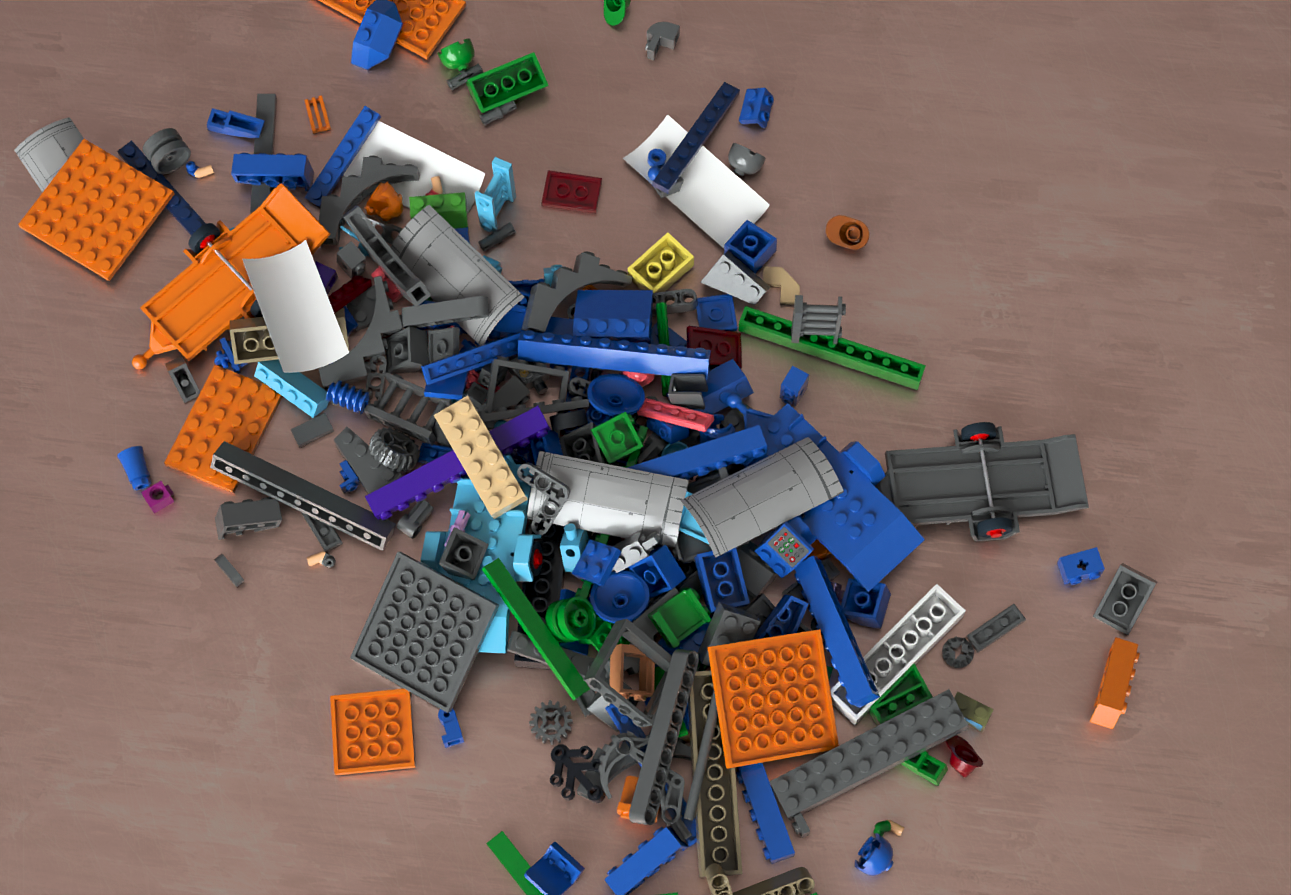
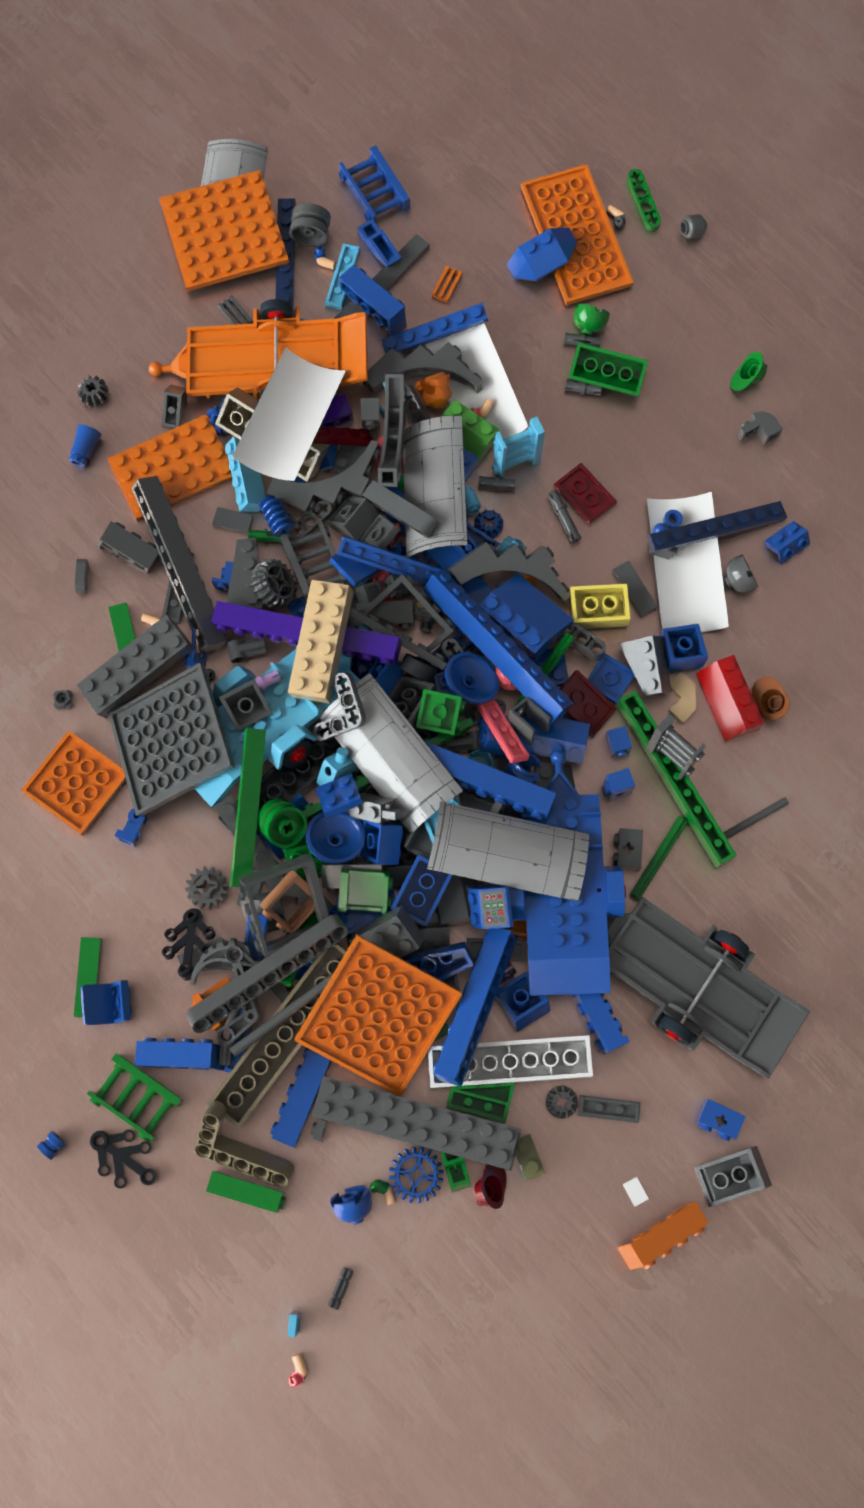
camera: 40 degrees right, 5 degrees up
(110, 419) = (92, 391): none -> dark grey gear
(152, 259) = (227, 303): none -> dark grey tile
(158, 504) = (75, 474): magenta brick -> none
(188, 65) = (383, 172): none -> blue fence
(223, 167) = (348, 256): none -> medium azure tile
(302, 671) = (58, 695): none -> dark grey plate
(310, 590) = (122, 625): none -> green tile
(342, 601) = (135, 666): none -> dark grey brick
(350, 421) = (265, 536): none -> green axle
(381, 561) = (194, 658): none -> blue plant
(512, 266) = (497, 523): none -> blue gear
(572, 221) = (561, 510): none -> dark grey pin
(685, 236) = (636, 590): none -> dark grey tile
(764, 356) = (618, 742): none -> blue brick
(817, 257) = (730, 698): none -> red slope
(842, 419) = (633, 839): none -> dark grey brick
(869, 415) = (658, 858): none -> green axle
(913, 329) = (755, 818): none -> dark grey bar
(915, 786) = (434, 1178): none -> blue gear
(935, 568) = (600, 1022): none -> blue wedge
(1067, 670) = (635, 1191): none -> white sticker

